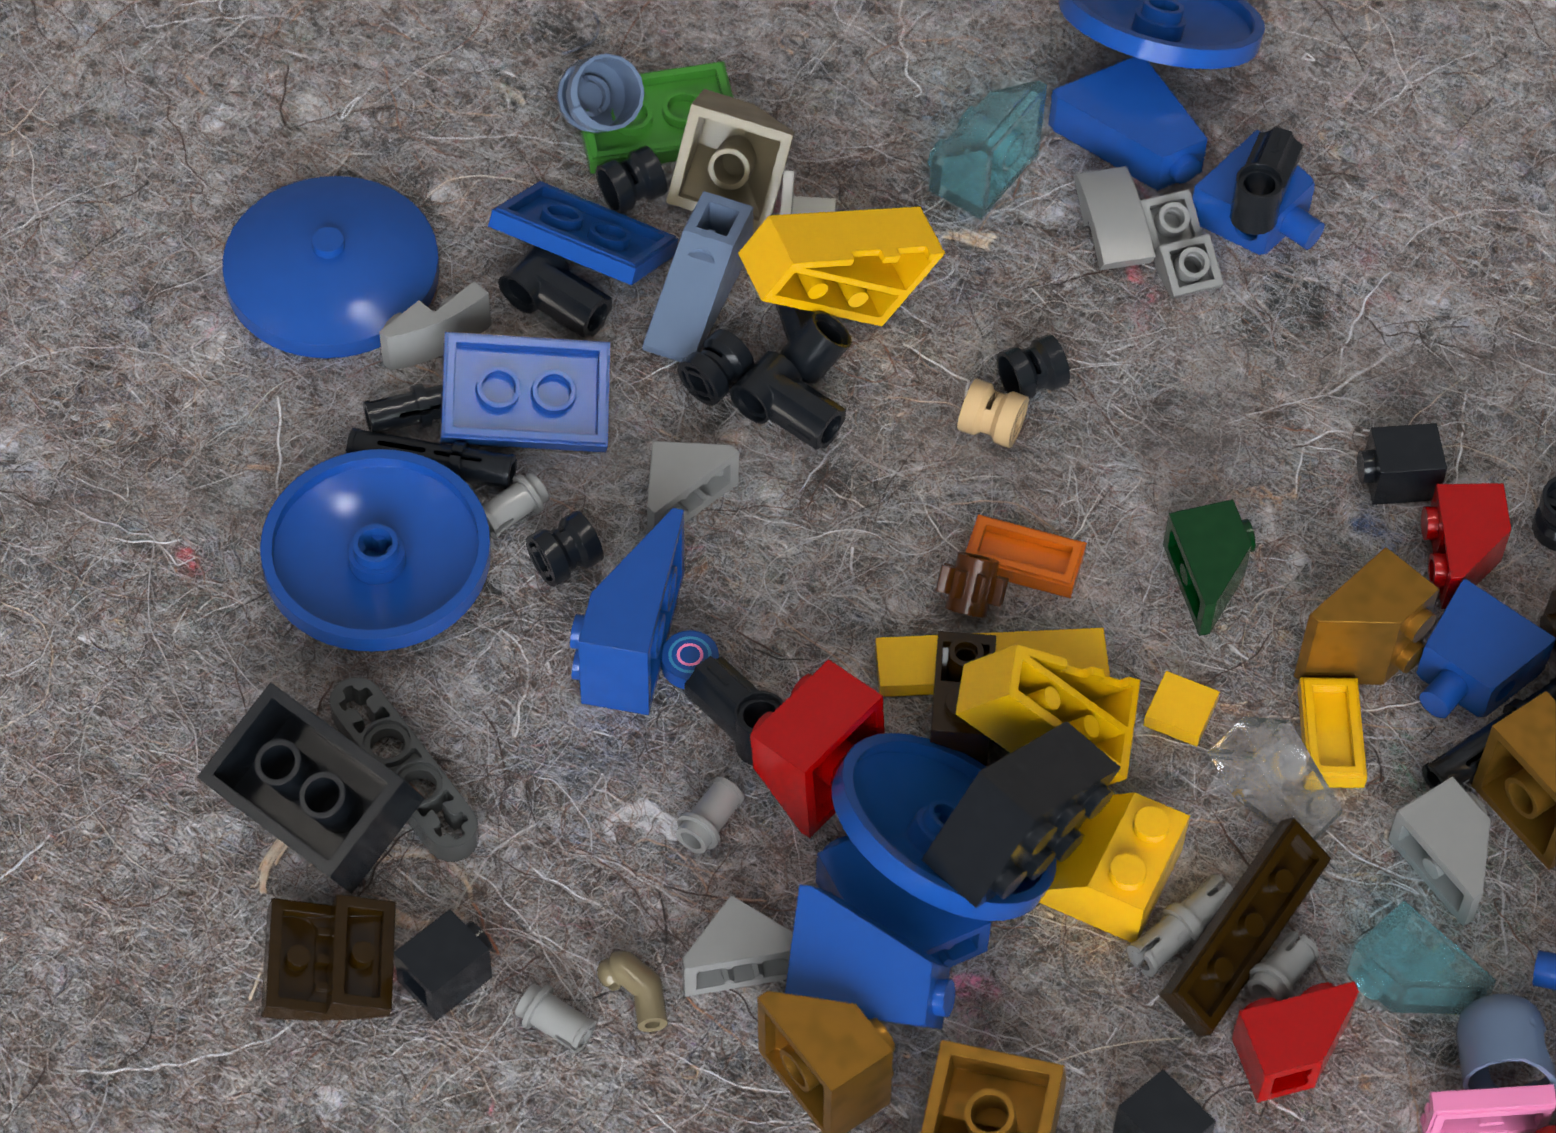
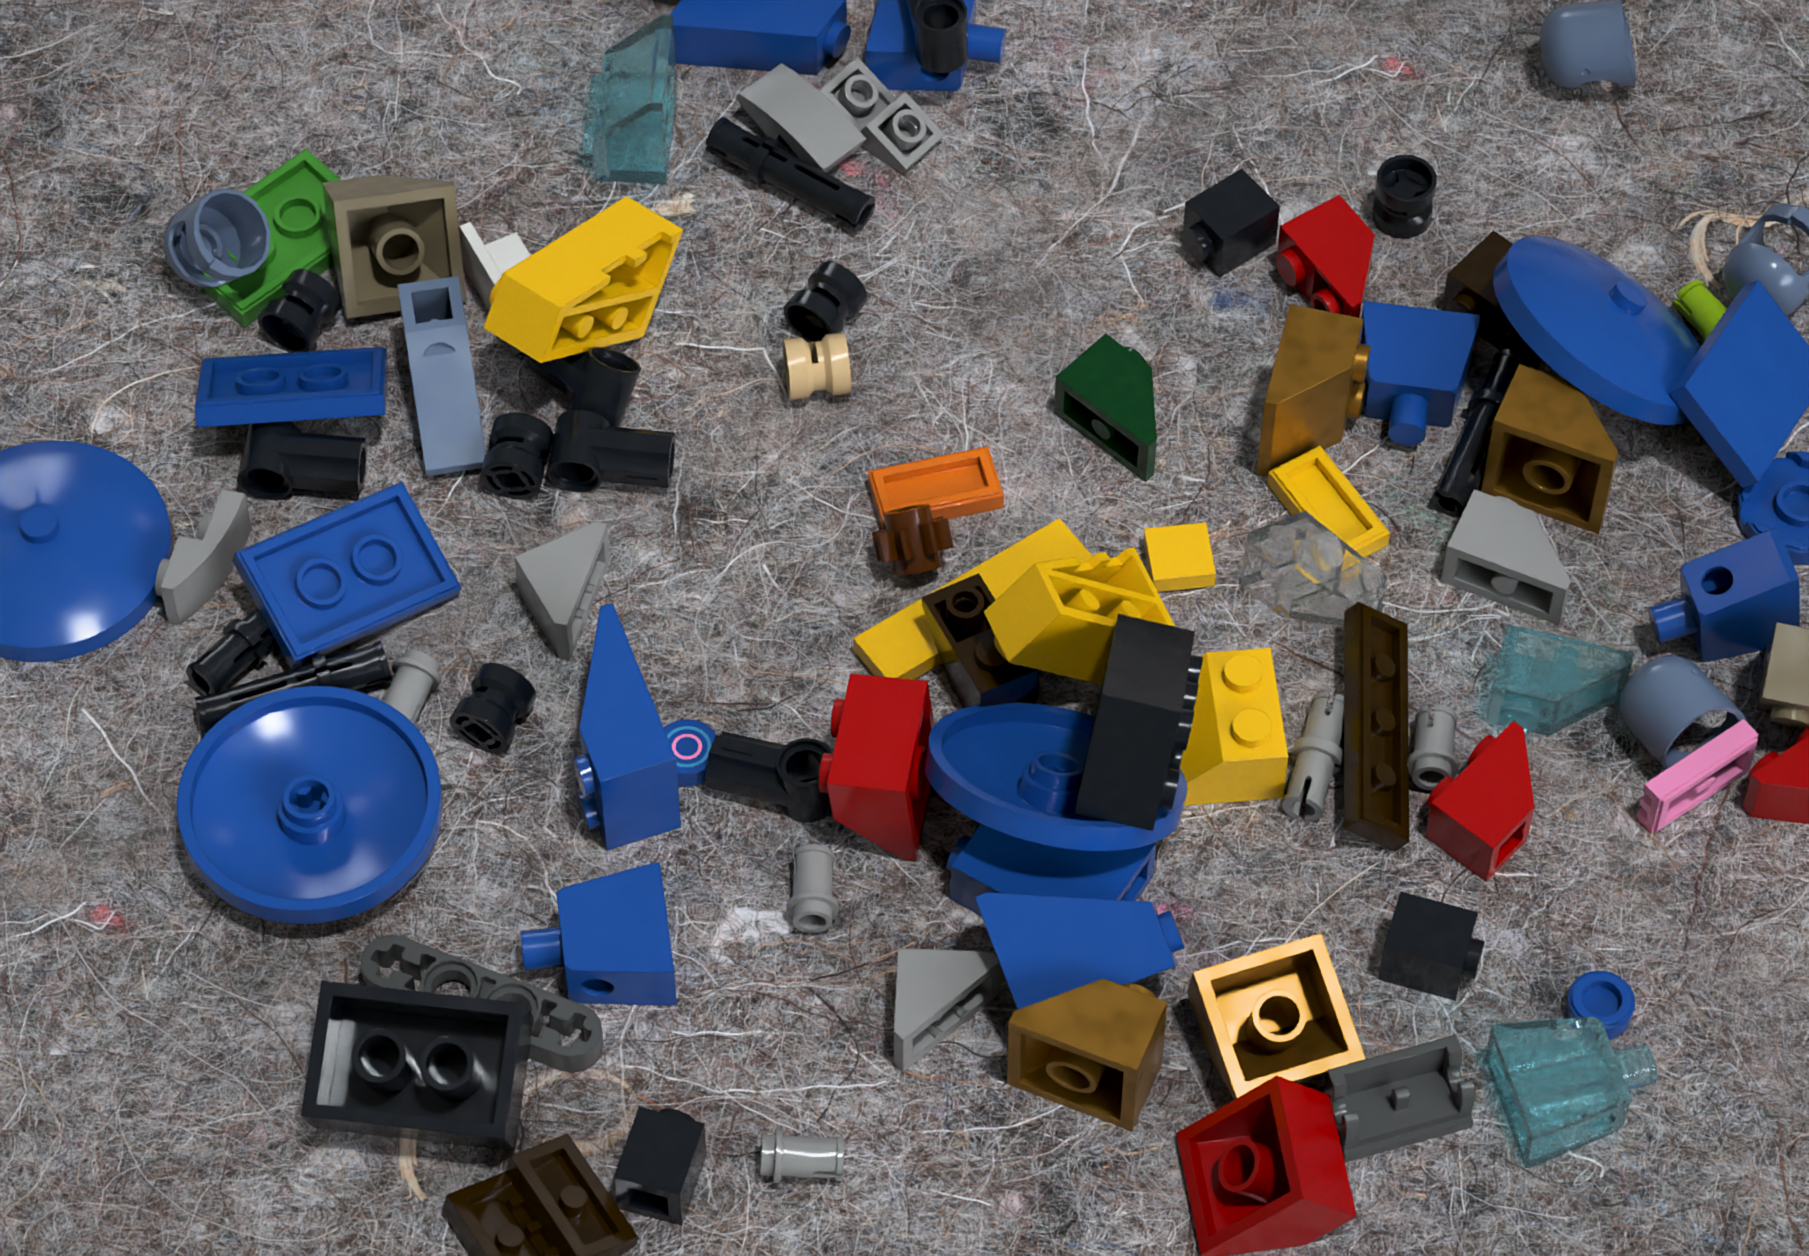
camera: 30 degrees left, 0 degrees up
(528, 771) = (610, 940): none -> blue torso
(642, 982) = (859, 1079): dark tan arm -> none
(1067, 239) = (769, 163): none -> black pin

